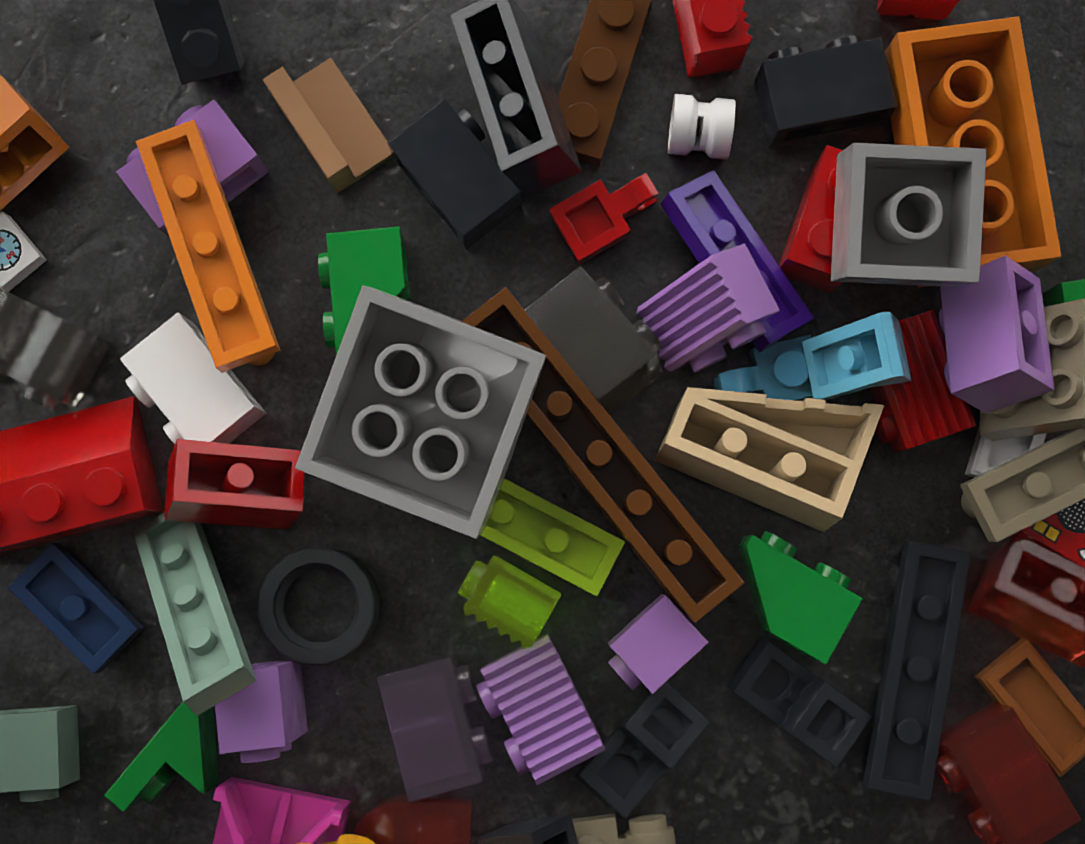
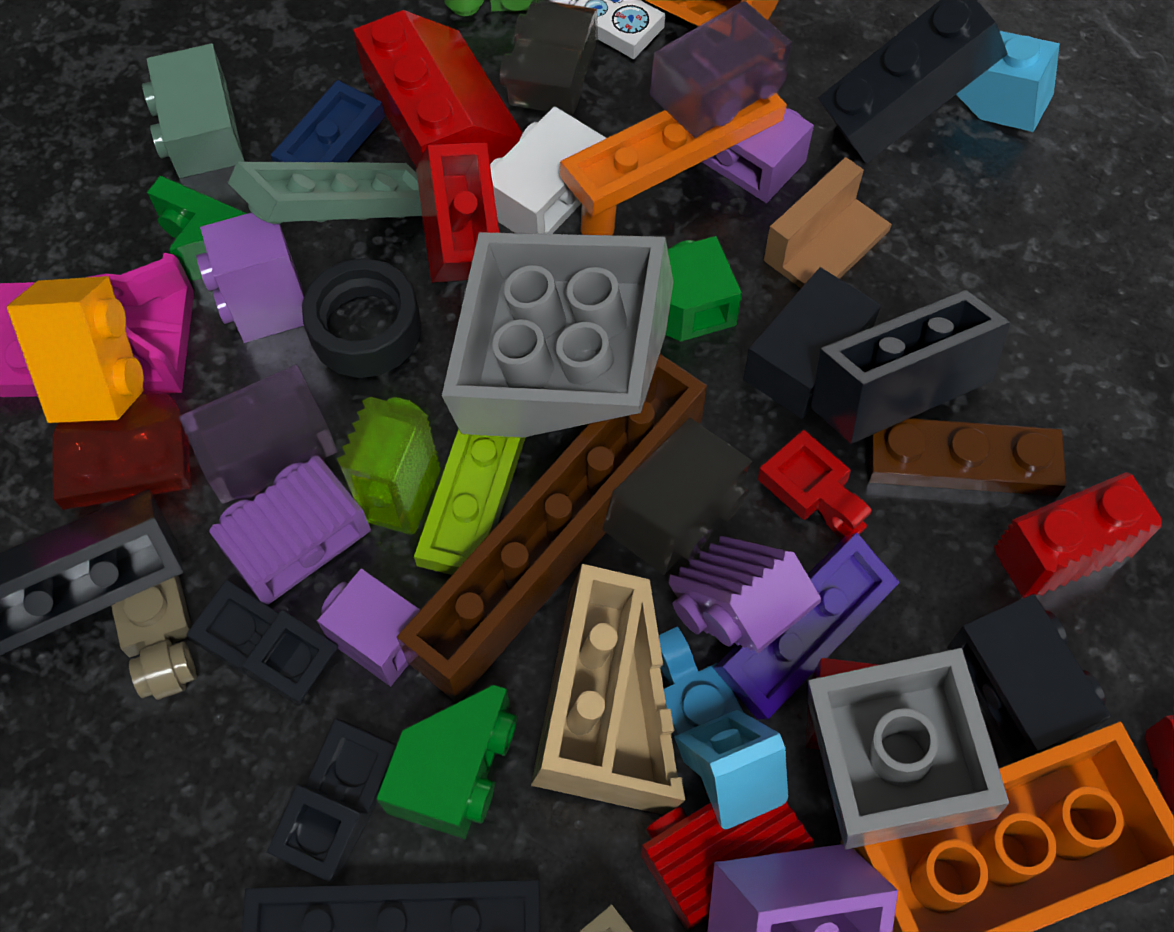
camera: 75 degrees right, 20 degrees down
(149, 174) = (720, 69): none -> clear purple brick
(714, 130) = (942, 559): white wheel -> none

